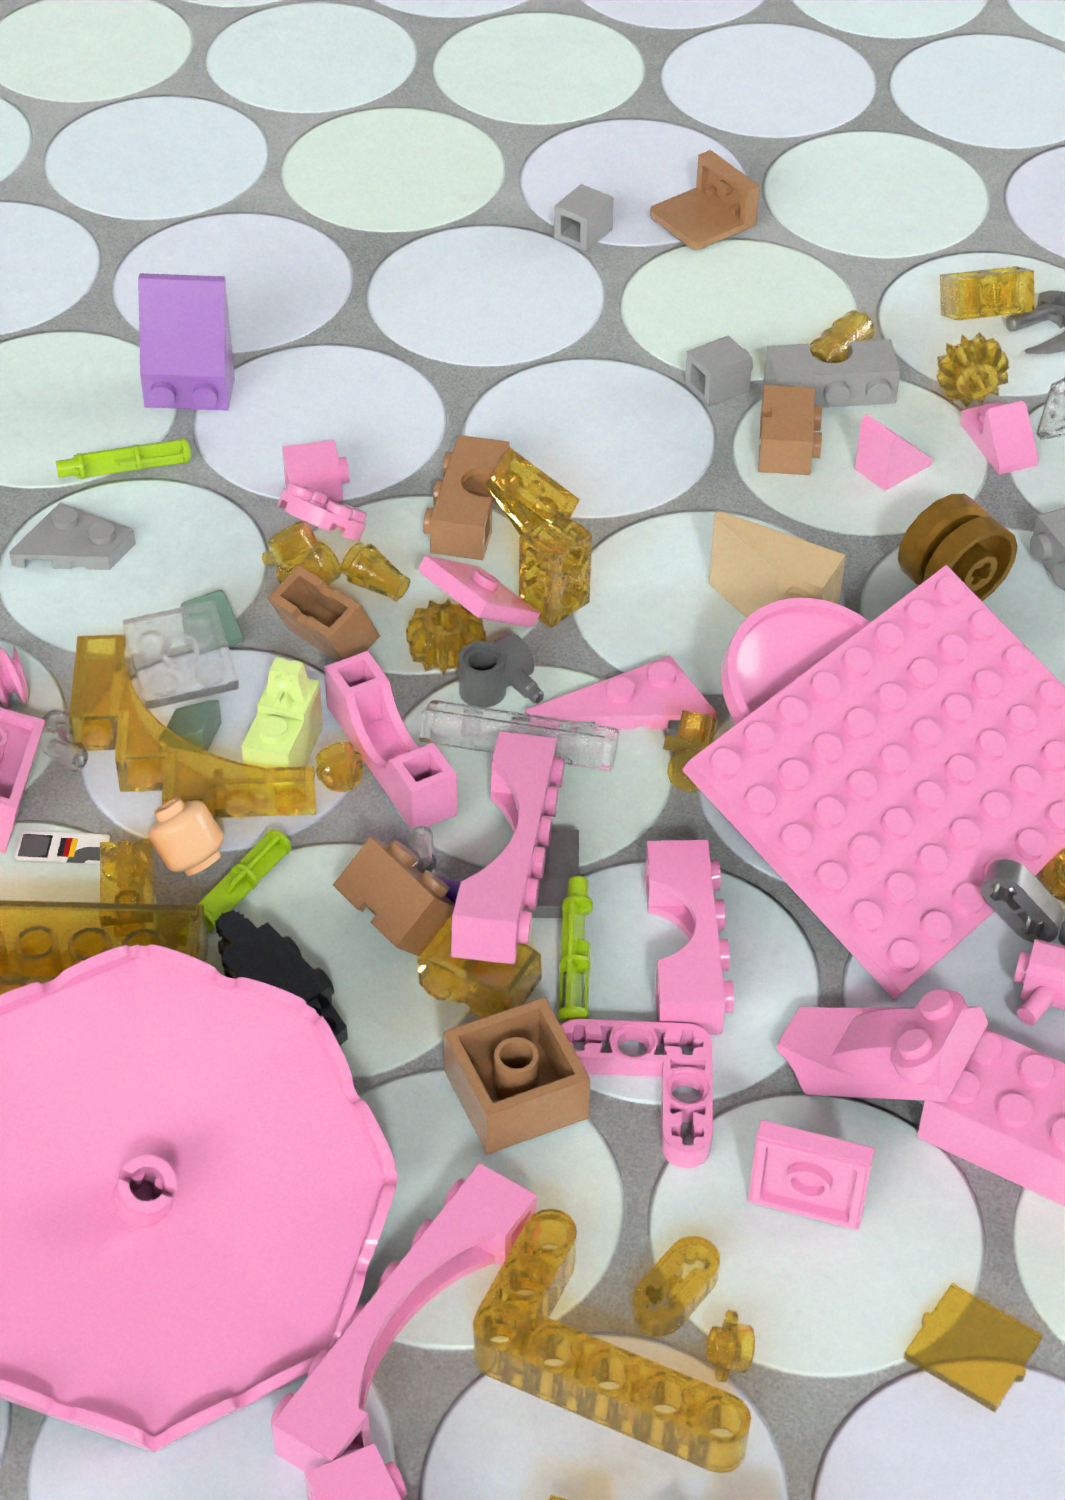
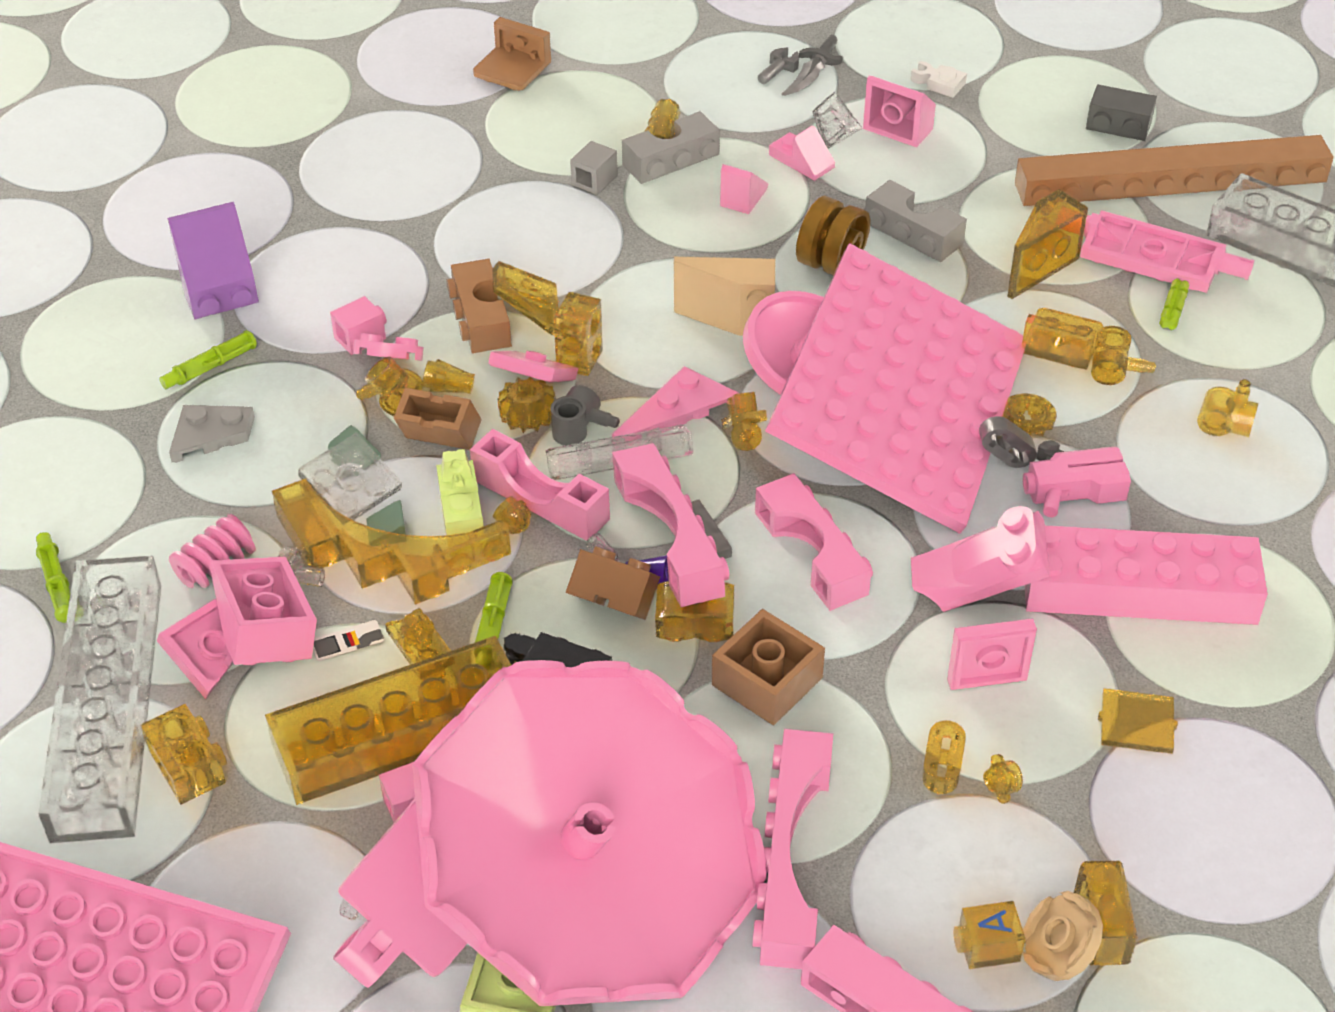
camera: 25 degrees left, 0 degrees up
(186, 836) = (441, 597): light nougat head -> none
(575, 951) = (748, 576): lime piece -> none
(583, 217) = (431, 90): light grey brick -> none
(595, 1361) = (925, 823): clear yellow beam -> none
(673, 1067) = (857, 628): bright pink beam -> none
(788, 430) = (667, 191): medium nougat brick -> none
(972, 369) = (763, 115): clear yellow gear -> none
(987, 293) = (739, 62): clear yellow brick -> none

